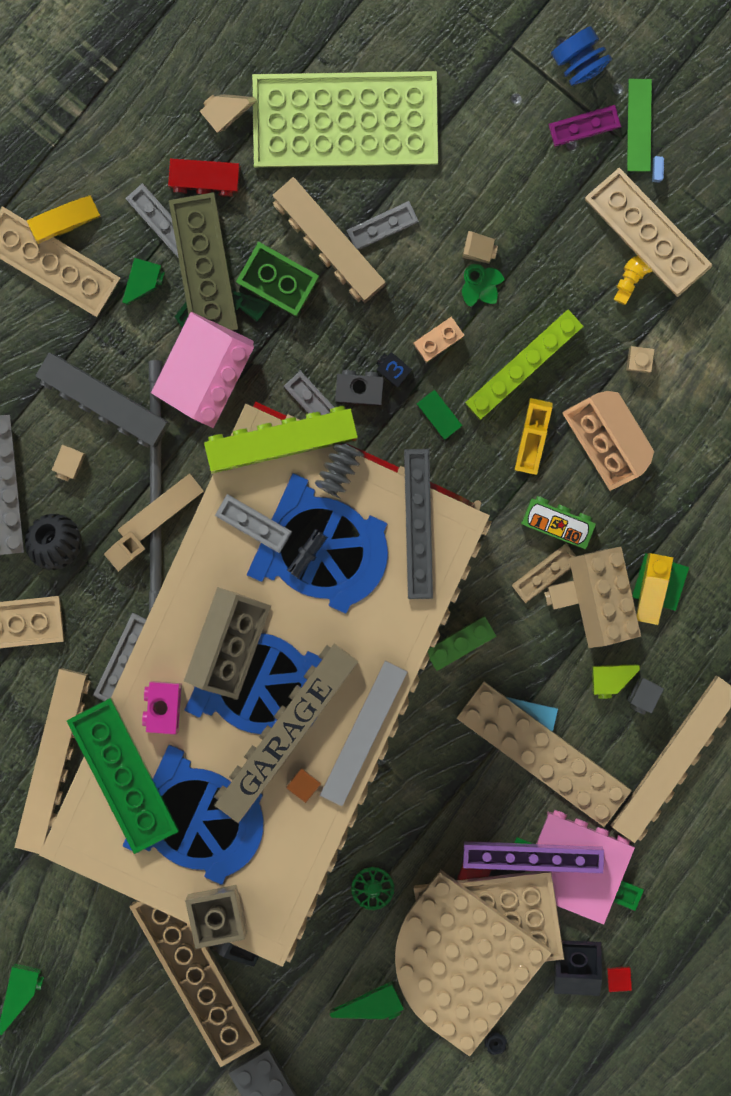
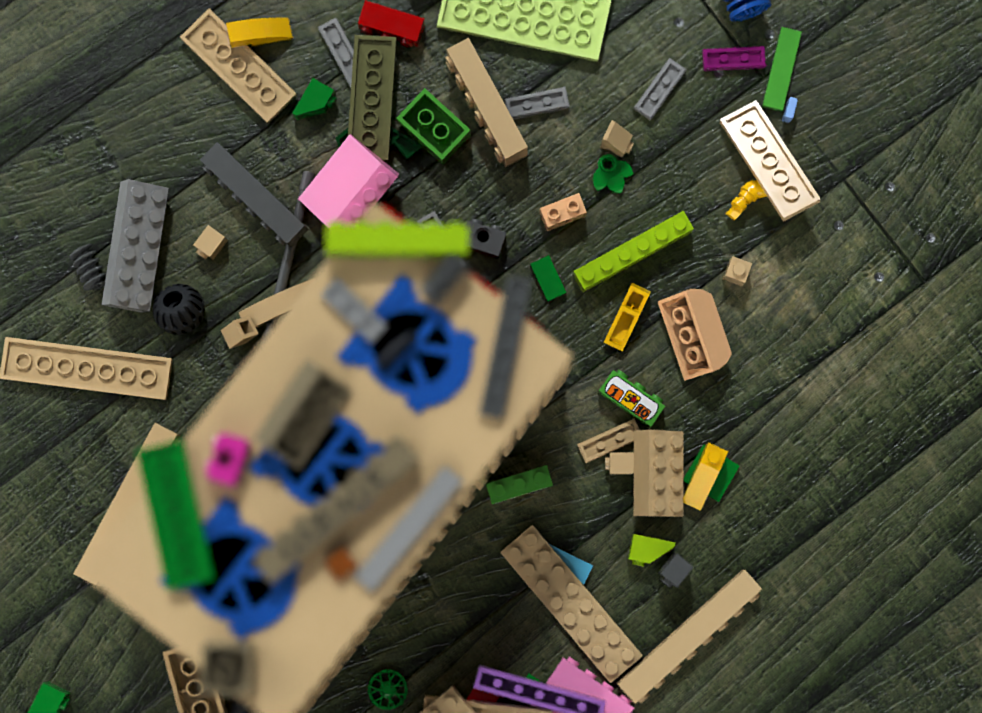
camera: 10 degrees right, 5 degrees down
(393, 369) = (517, 228): black brick -> none
(512, 178) = (659, 89): none -> light grey tile

